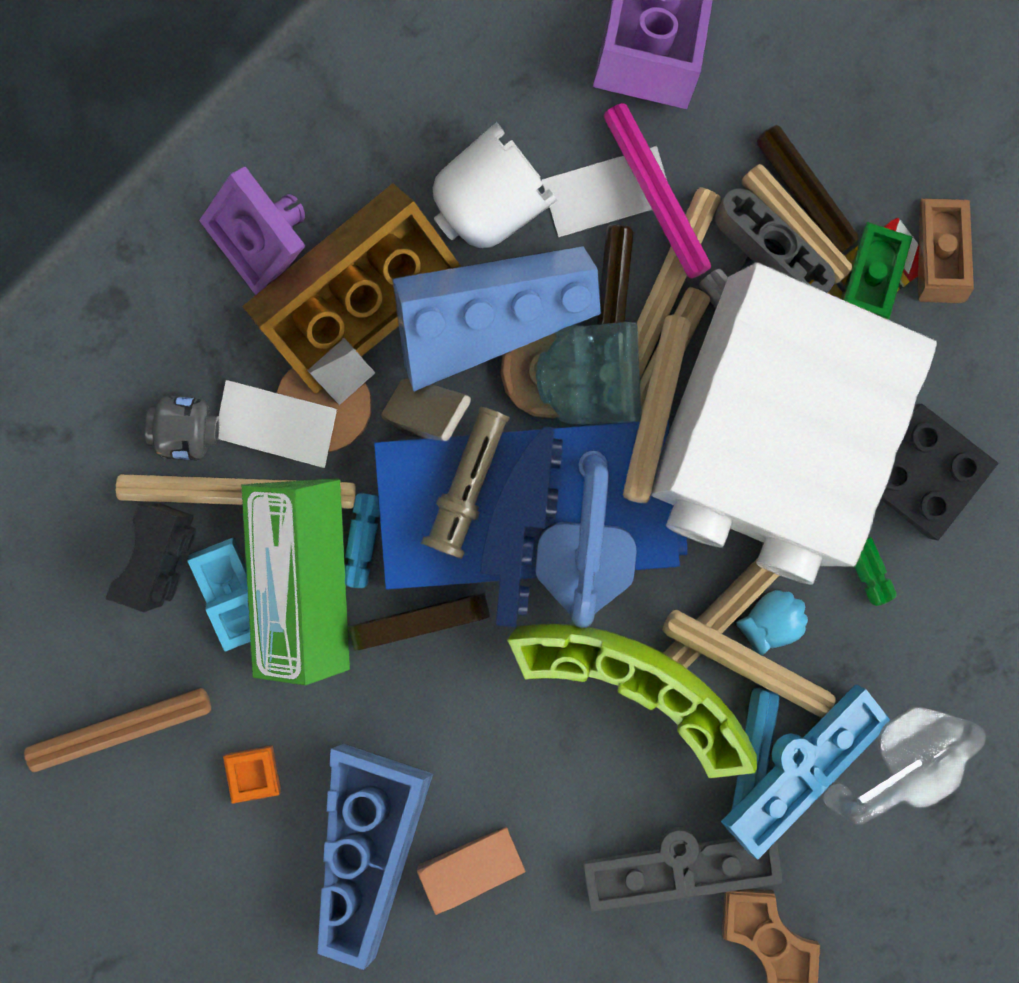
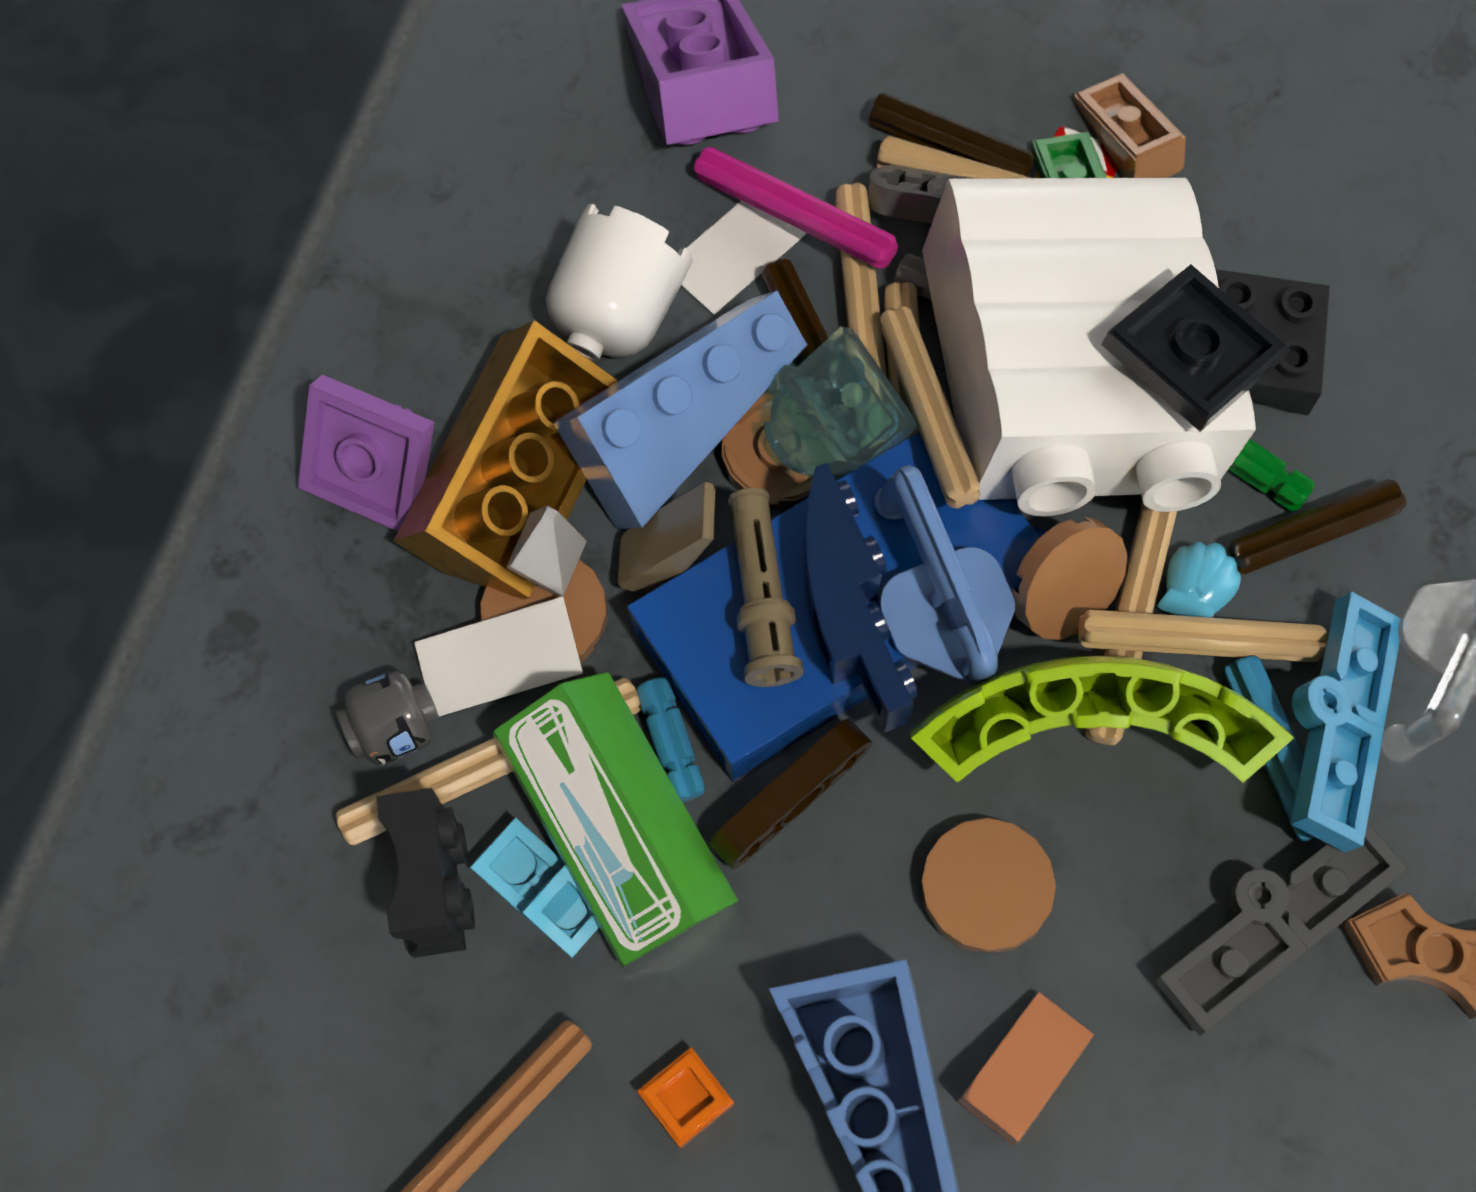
camera: 25 degrees left, 20 degrees down
(513, 746) = (988, 886): none -> medium nougat tile
(681, 581) = (1067, 574): none -> medium nougat tile
(844, 492) = (1195, 347): none -> black plate
(879, 625) = (1317, 526): none -> dark brown axle

